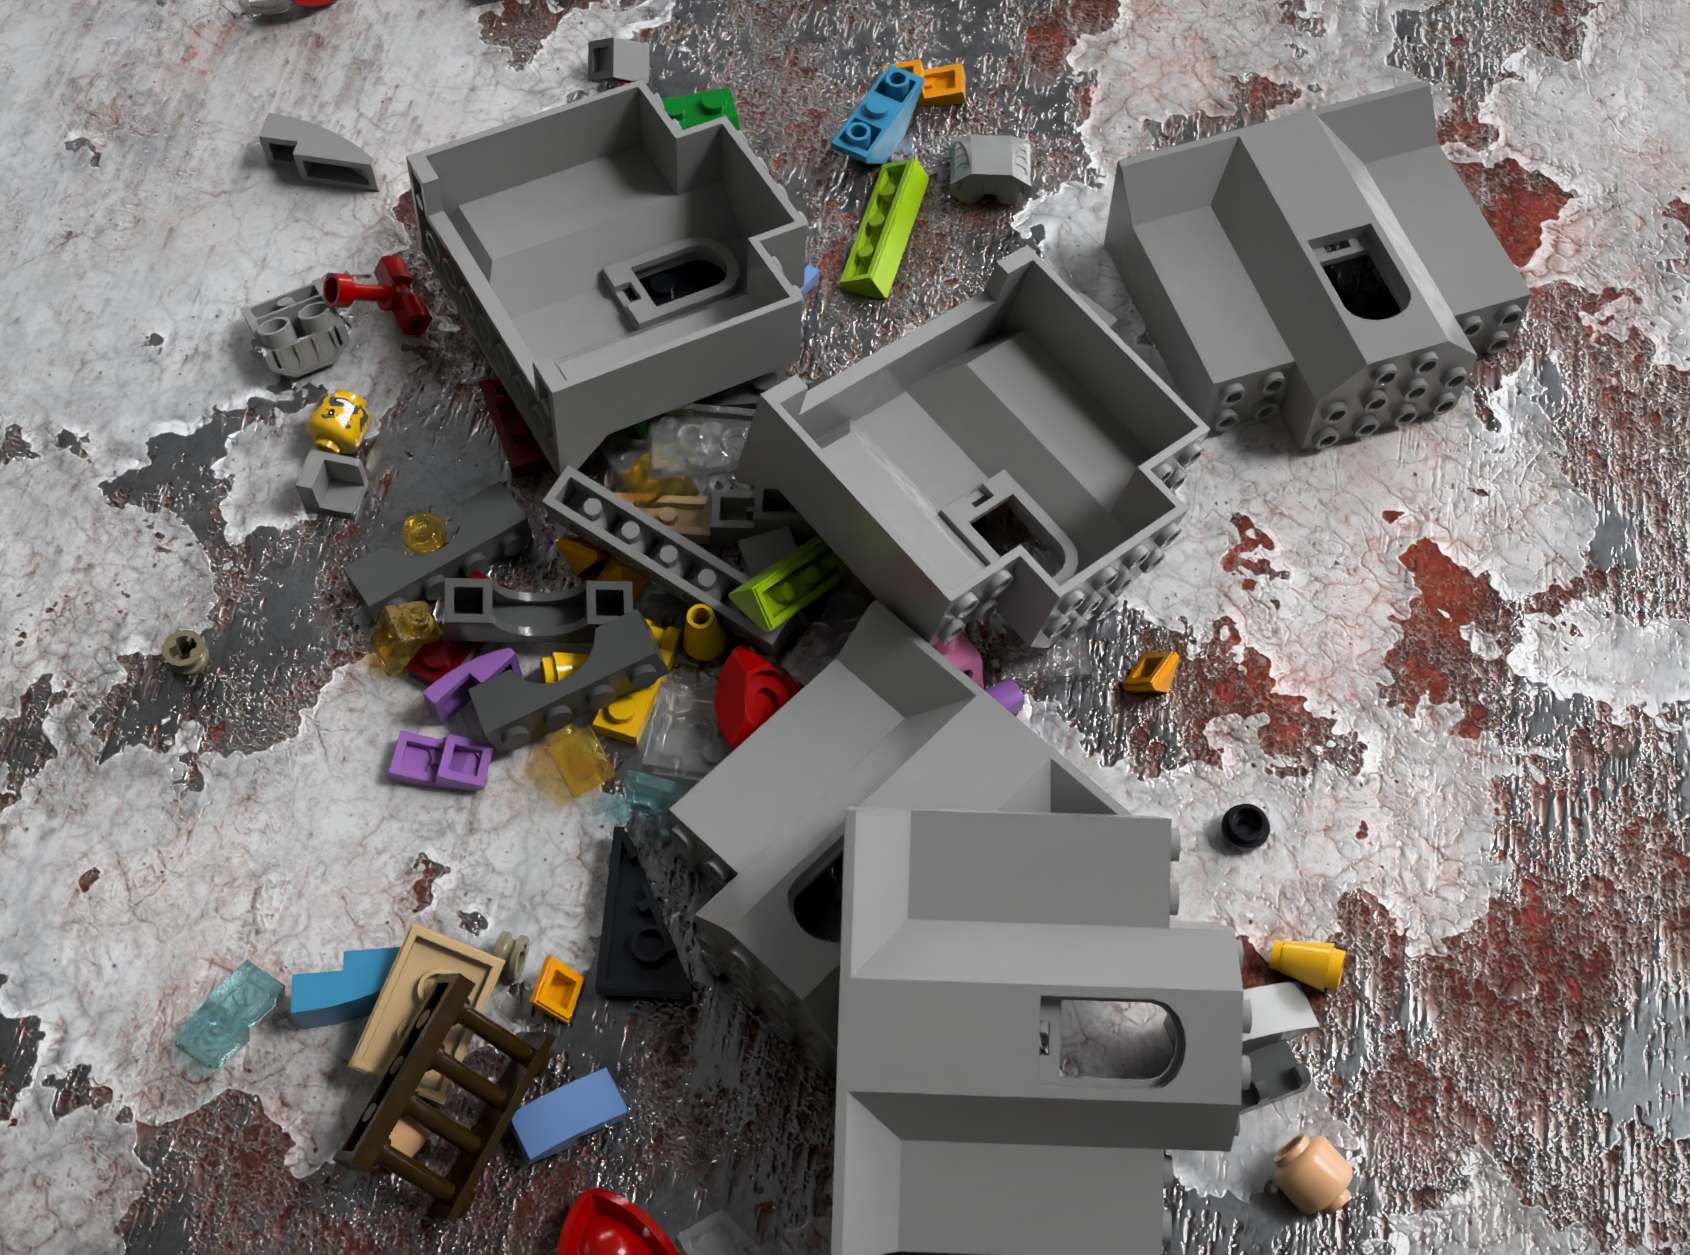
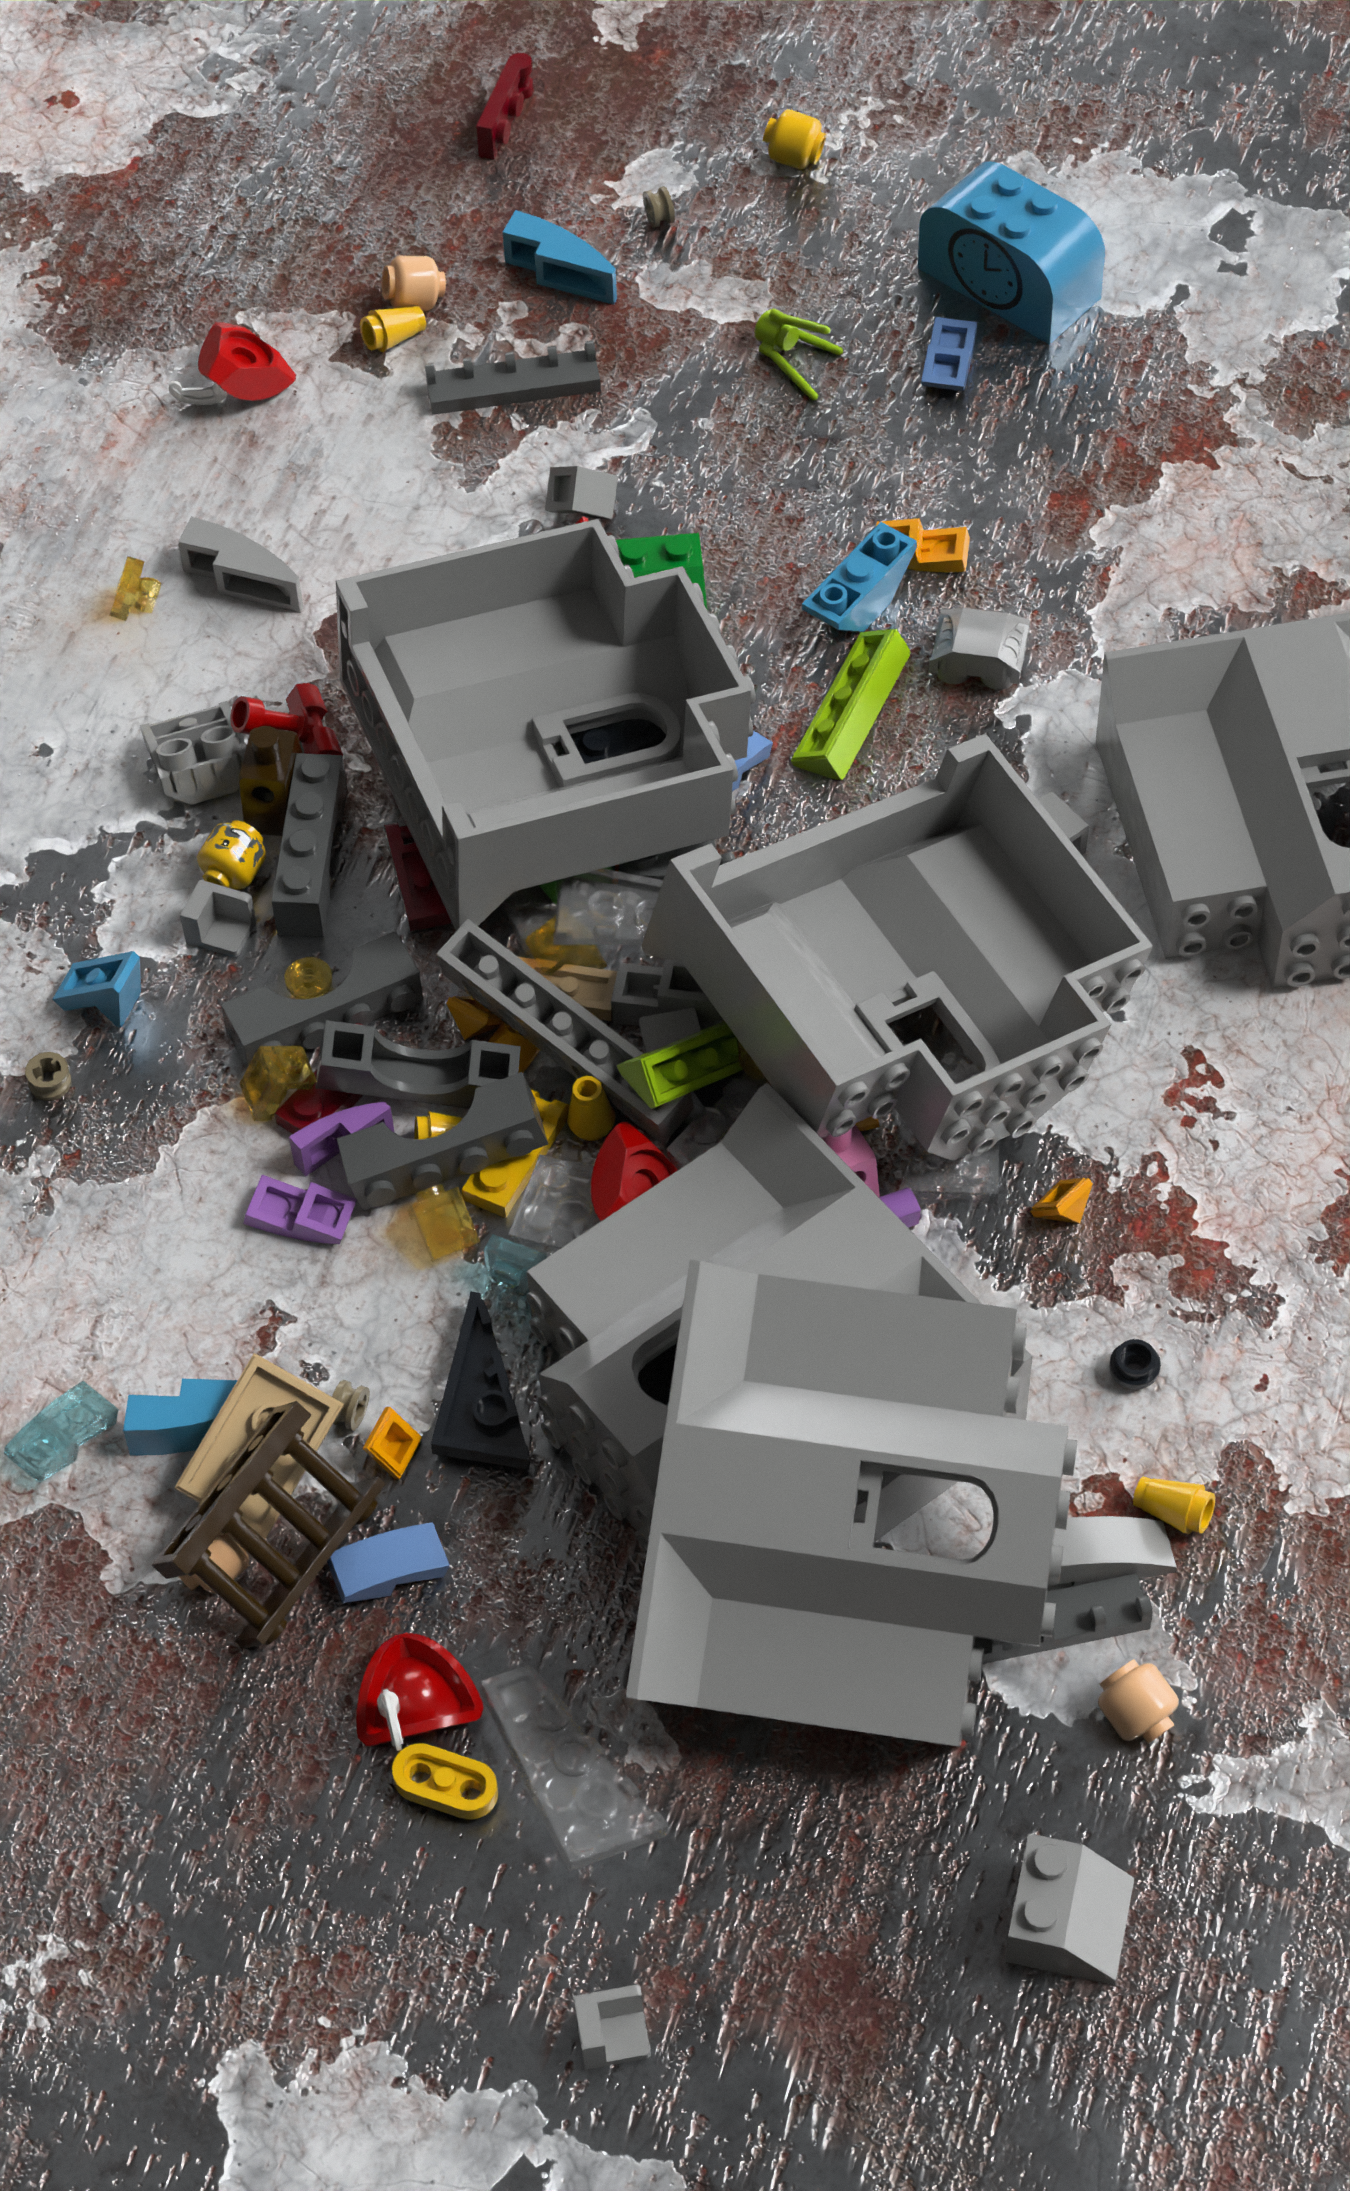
camera: 10 degrees right, 5 degrees down
(224, 185) = (134, 590): none -> clear yellow tile
(231, 558) = (103, 982): none -> dark azure slope
(372, 334) = (267, 766): none -> dark brown torso
(407, 424) = (303, 866): none -> dark grey arch

